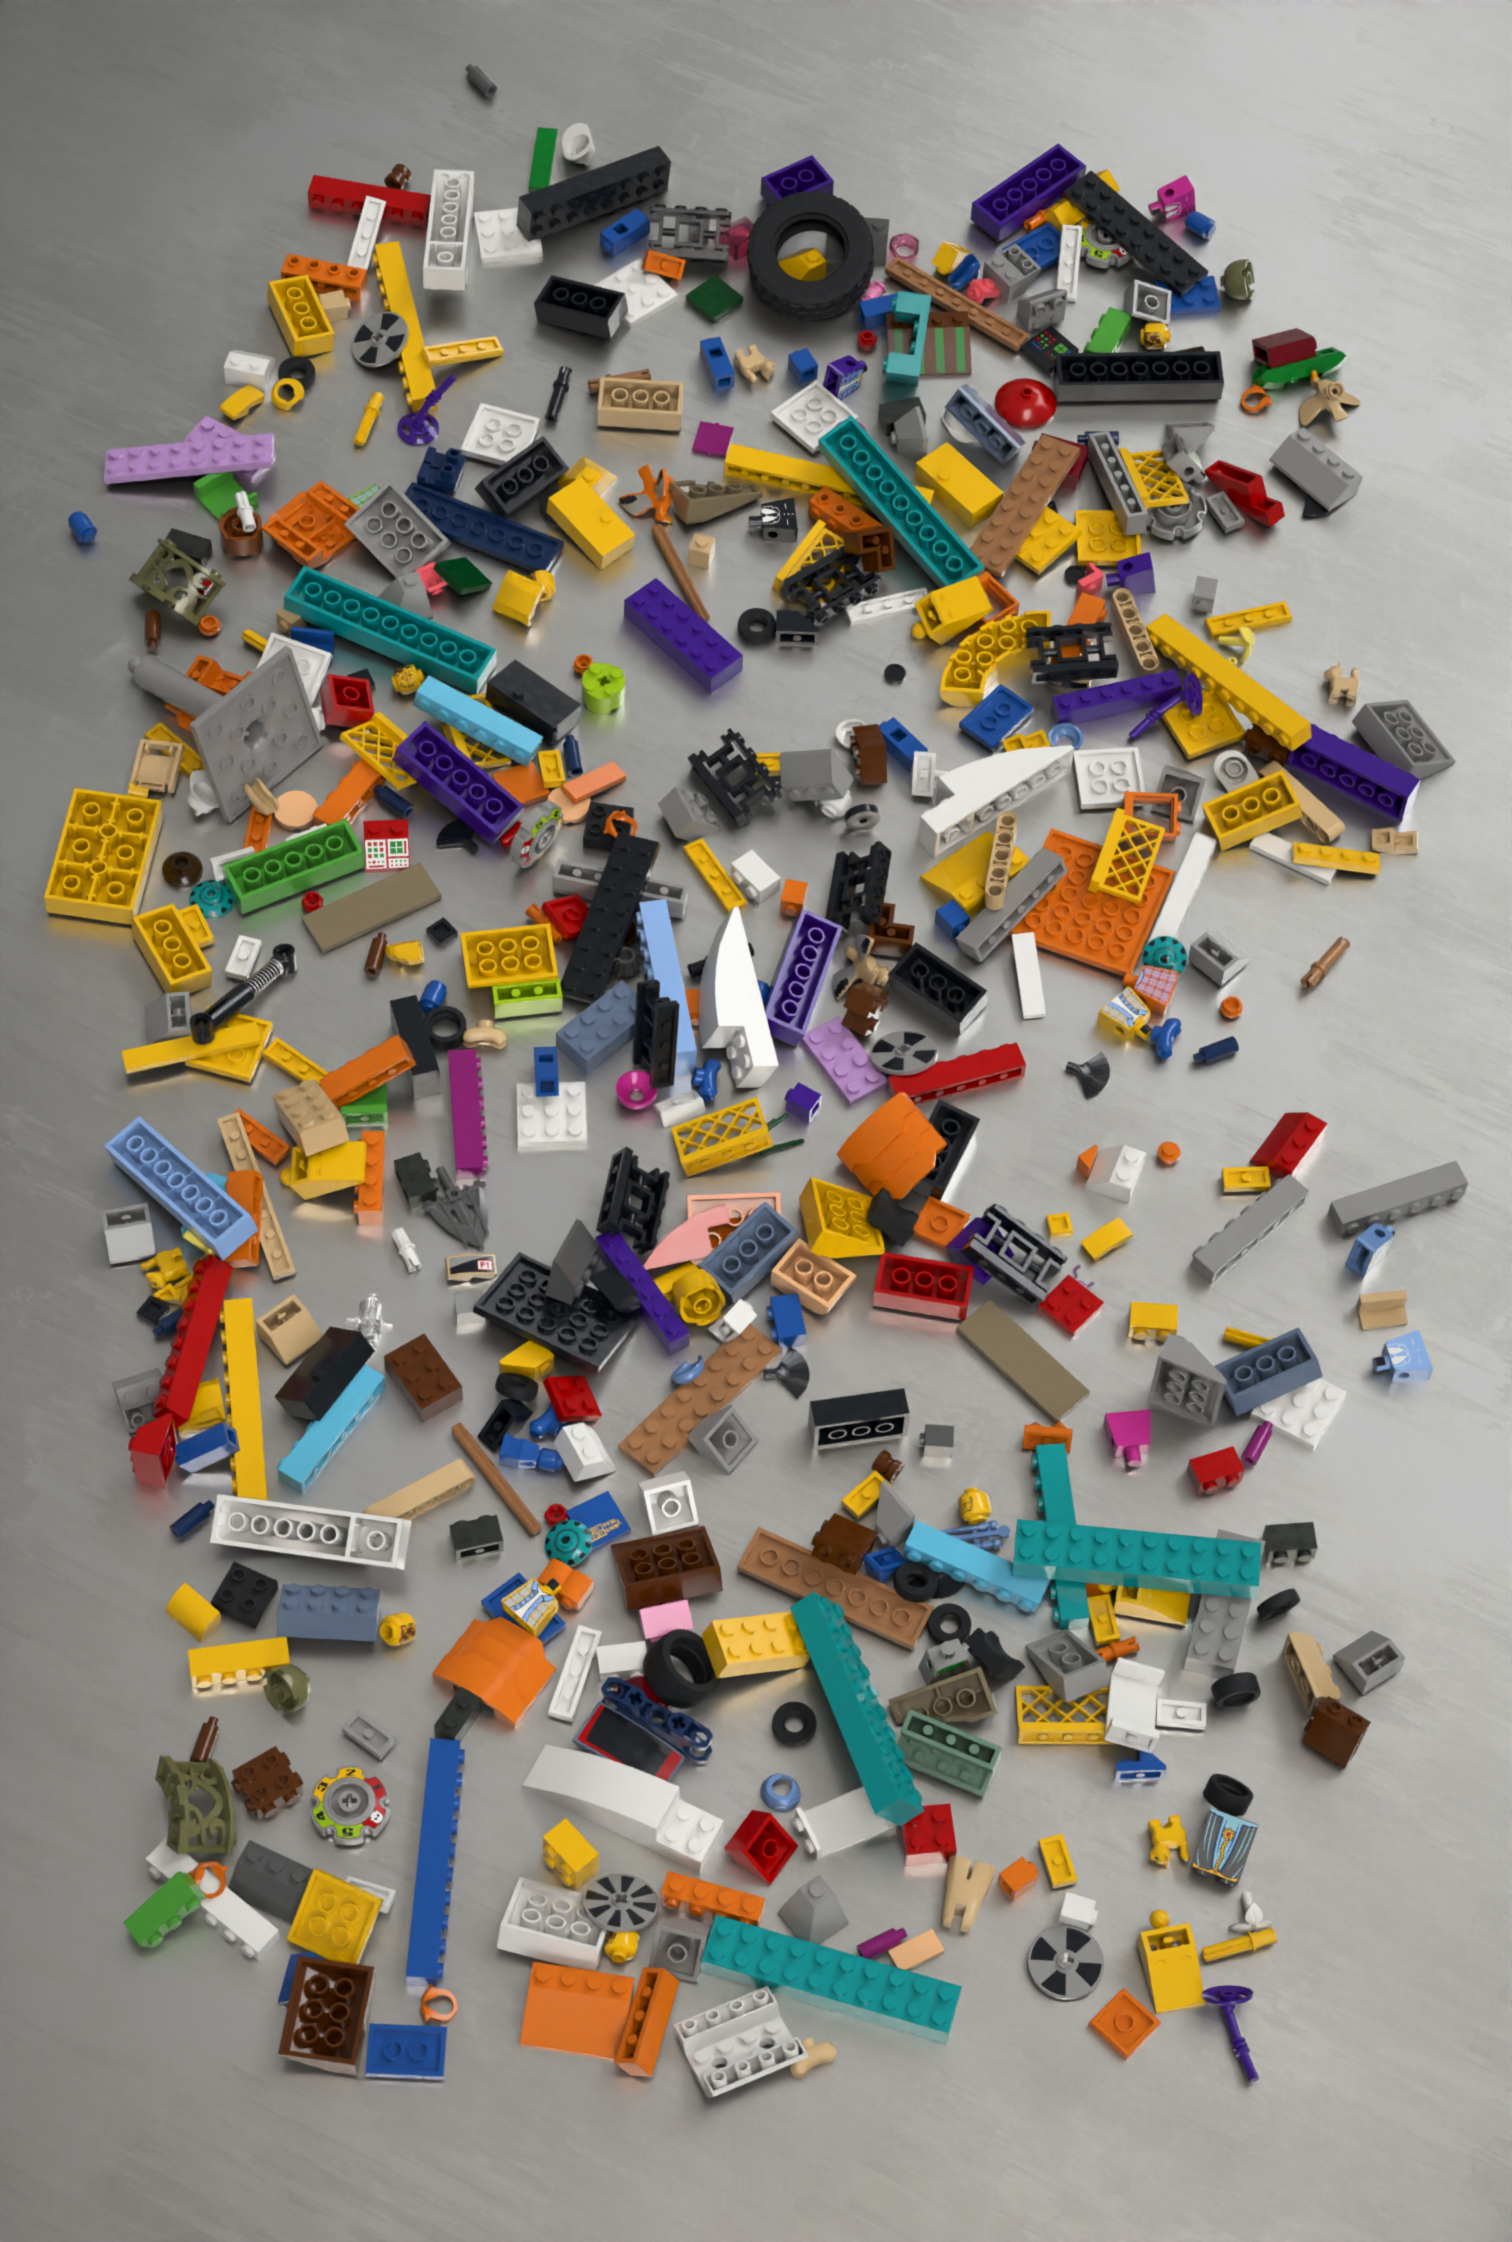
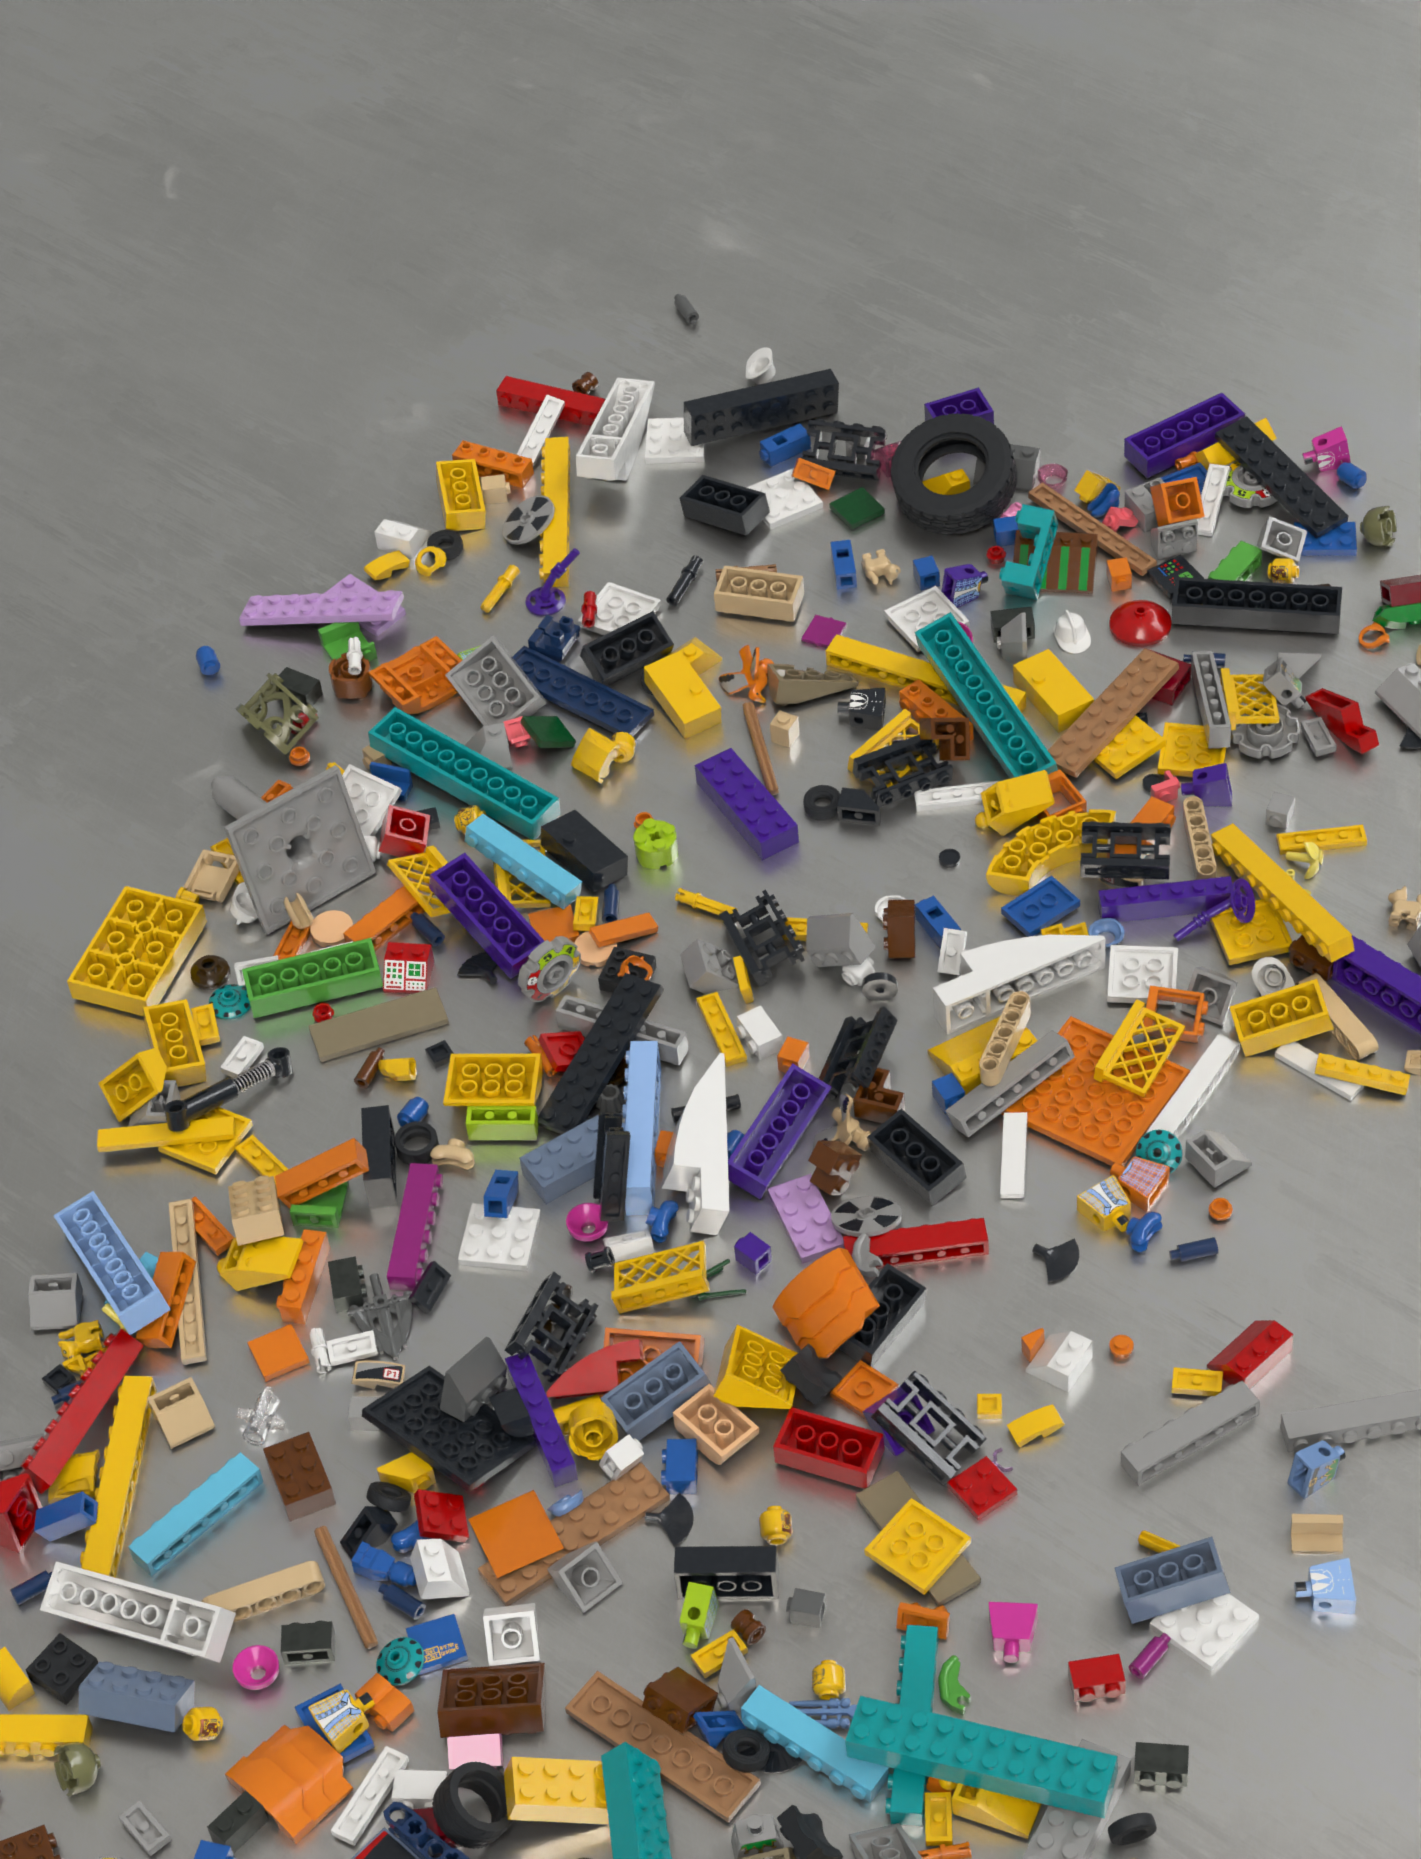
camera: 20 degrees right, 10 degrees down
(148, 1000) = (134, 1083): none -> yellow slope
(152, 629) = (245, 755): reddish brown cylinder -> none
(324, 1373) = (201, 1459): black brick -> none
(365, 1256) = (278, 1352): none -> orange tile
(430, 1559) = (256, 1658): none -> dark pink piece
(438, 1243) = (352, 1348): none -> white plate
(462, 351) = (602, 535): yellow tile -> none
(471, 436) = (589, 609): none -> red pin
(498, 1173) = (429, 1286): none -> black plate
(543, 158) = (728, 373): green tile -> none
(553, 1510) = (393, 1626): red plate -> none
(554, 1485) = (402, 1600): none -> dark blue cylinder
(647, 1406) = (515, 1533): none -> orange sticker
(657, 1126) = (599, 1259): none -> black bush
(666, 746) = (703, 903): none -> yellow axle
(725, 822) = (743, 979): none -> yellow tile
(840, 1455) = (698, 1613): none -> lime torso
(889, 1366) = (775, 1525): none -> yellow head
(920, 1098) = (864, 1259): none -> light grey piece
(952, 1611) = (772, 1786): black tyre -> none
(985, 424) = (1090, 635): sand blue slope -> none
(995, 352) = (1119, 574): none -> orange brick
(1027, 1369) = (917, 1546): none -> yellow plate
(1042, 271) = (1177, 501): none -> orange brick
(1084, 1497) = (949, 1687): none -> bright green piece
(1152, 1320) = (1064, 1514): yellow brick -> none
(1187, 1382) = (1076, 1576): light grey slope -> none
(1320, 968) = (1322, 1180): medium nougat pin -> none

